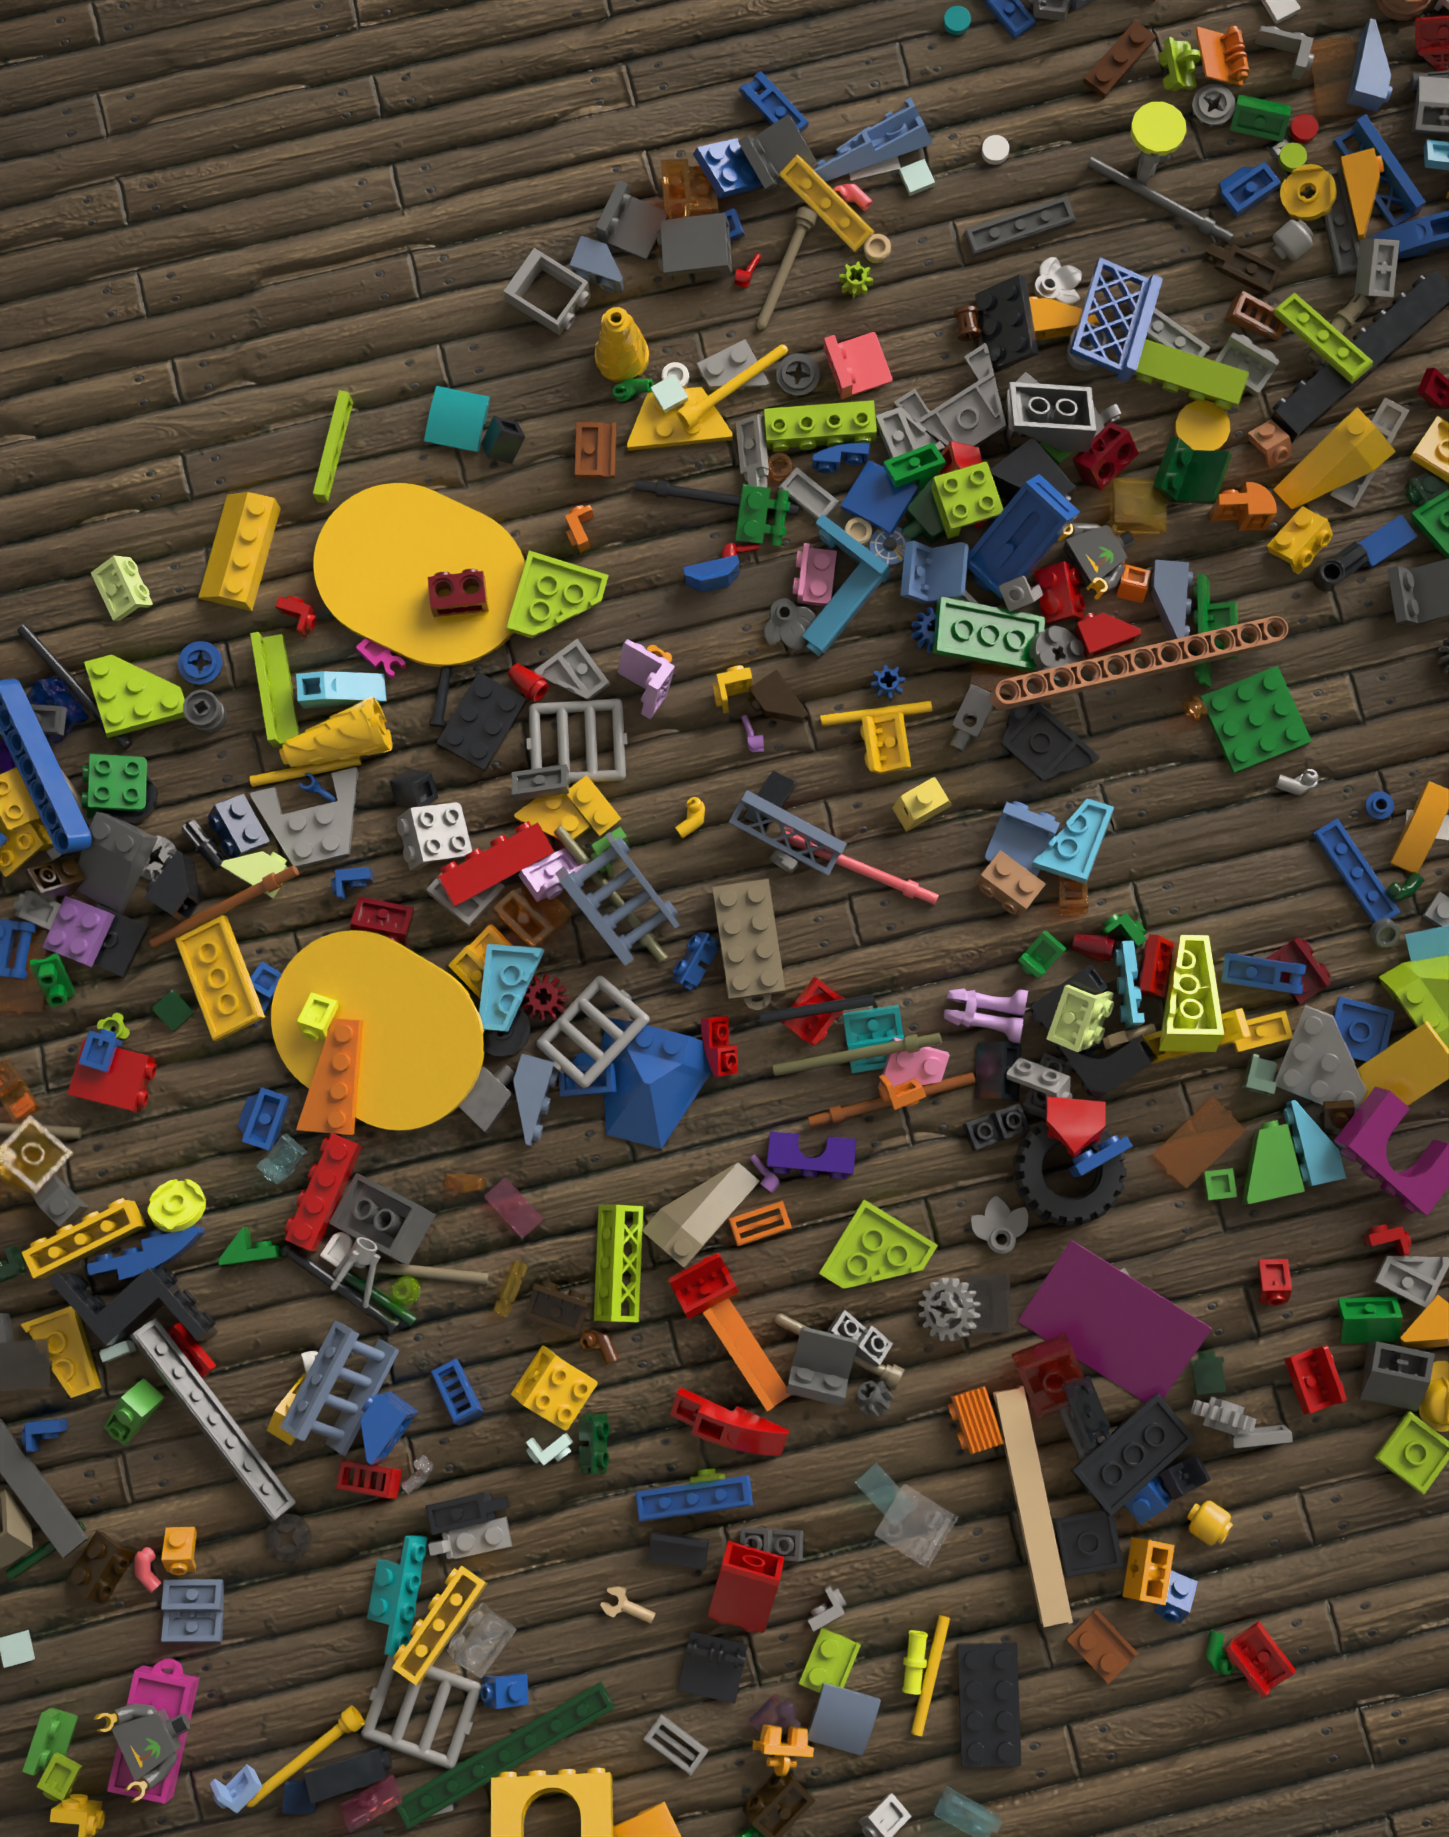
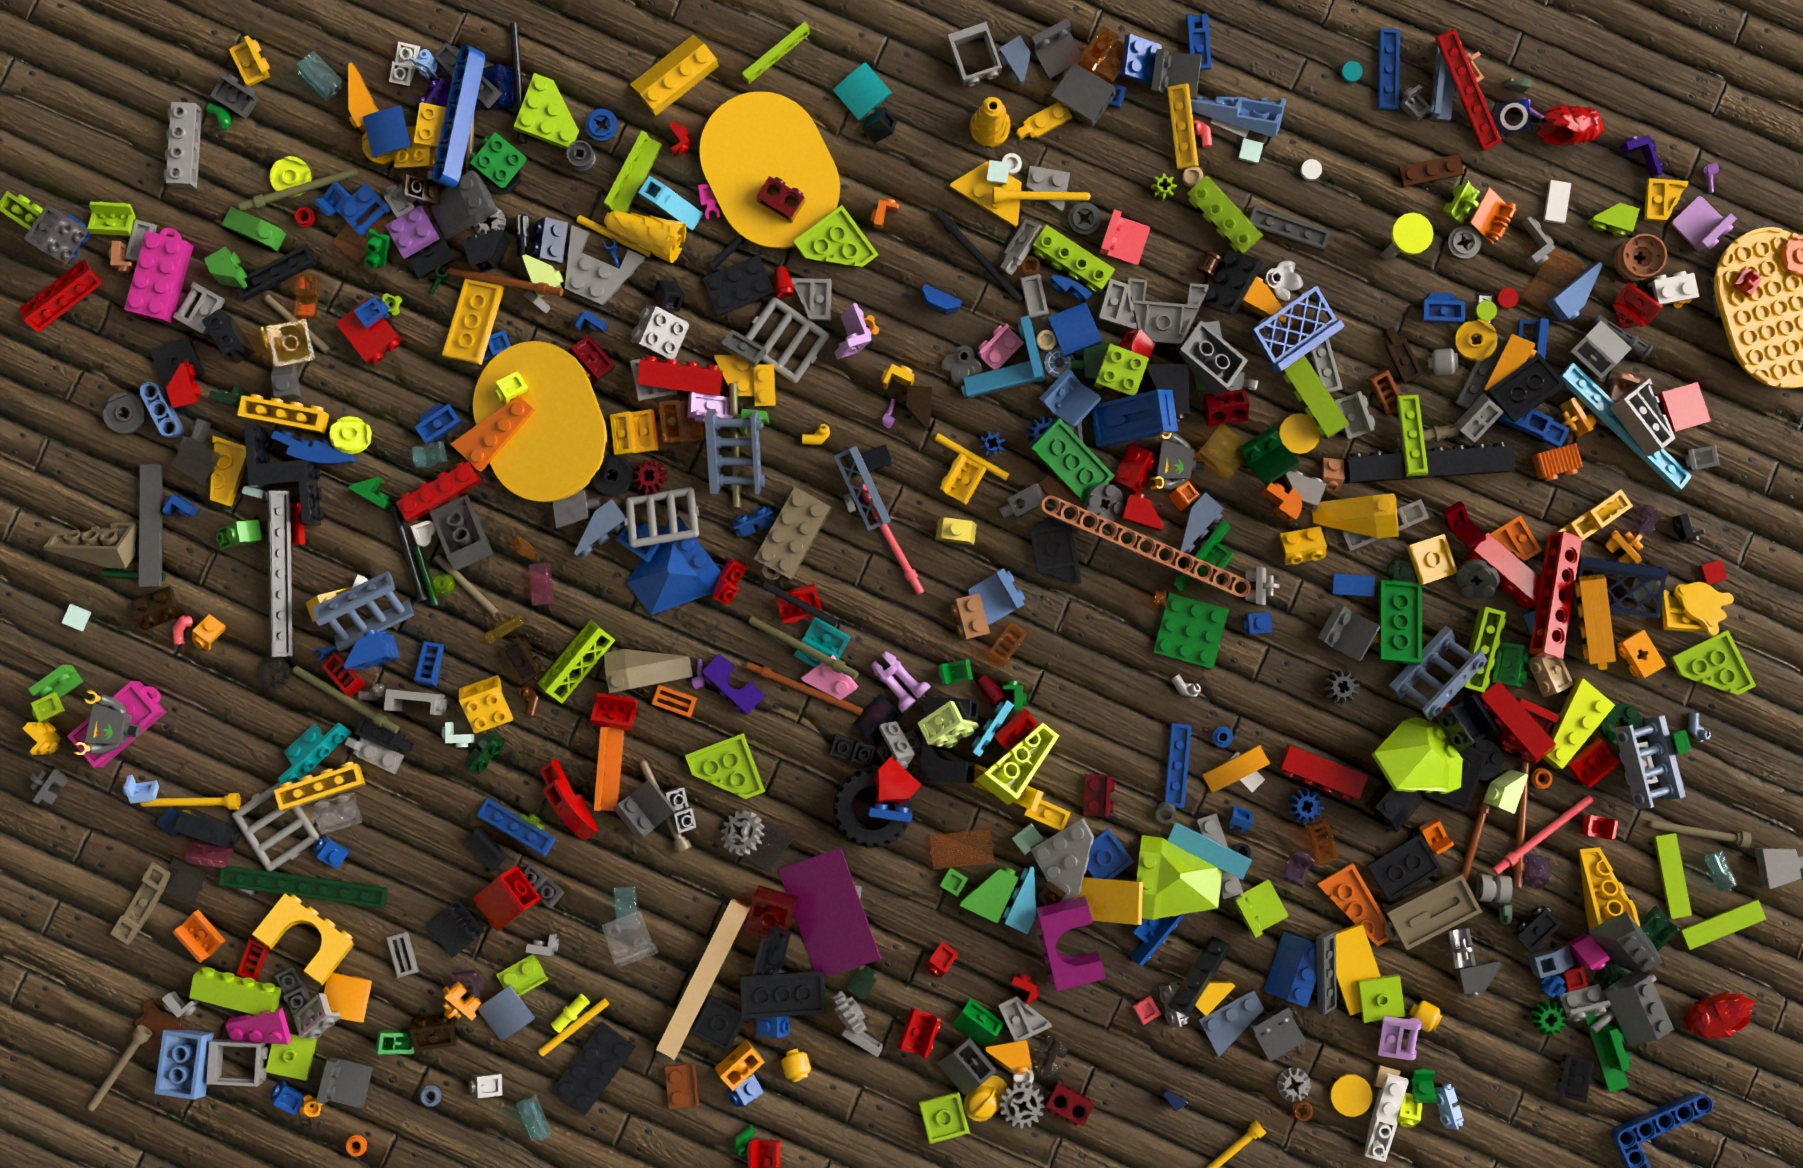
camera: 30 degrees right, 5 degrees up
(121, 587) = (589, 43): yellowish green bracket -> none
(146, 961) = (439, 278): none -> dark green hand
(173, 1010) = (433, 320): dark green slope -> none
(192, 1611) = (189, 672): sand blue slope -> none
(274, 903) = (537, 301): none -> light grey tile
(329, 1468) = (325, 651): none -> blue hand
(359, 1255) = (430, 545): light grey plant -> none
(448, 1457) = (395, 698): none -> light grey panel
(448, 1497) = (378, 718): none -> olive bar
(505, 982) = (632, 451): medium azure wing -> none
(595, 450) = (929, 173): dark orange plate -> none
(626, 1606) = (433, 856): tan bar -> none
(631, 387) = (979, 150): green arm -> none
(676, 306) = (1044, 121): none -> yellow hinge
(732, 549) = (962, 295): red hand -> none
(742, 277) = (1098, 134): red hand -> none
(753, 513) = (991, 282): green plate -> none
(805, 219) = (1161, 127): dark tan piece -> none
(874, 1398) = (660, 849): dark grey gear -> none
(901, 1095) = (810, 690): orange bracket -> none
(916, 466) = (1109, 327): green slope -> none
(943, 259) = (1224, 214): none -> lime brick
(976, 1420) = (709, 906): orange brick -> none
(1000, 1221) = (811, 804): light grey plate -> none
(1018, 593) = (1109, 451): light grey bracket -> none
(1078, 843) = (1027, 624): medium azure wing -> none
(1122, 1037) = (969, 757): tan bar -> none
(1184, 1477) = (801, 1029): black bracket -> none
(1206, 225) = (1400, 312): dark grey bar -> none
(1260, 118) = (1486, 271): green panel -> none
(1262, 973) = (1074, 781): blue plate -> none
(1263, 471) = (1309, 489): none -> light grey slope
(1296, 627) = (1259, 576): none -> light grey hips
(1319, 657) = (1257, 623): none -> blue bracket
(1340, 566) = (1314, 579): black piece -> none
(1402, 199) = (1526, 388): none -> black plate
(1405, 891) = (1201, 797): dark green arm -> none

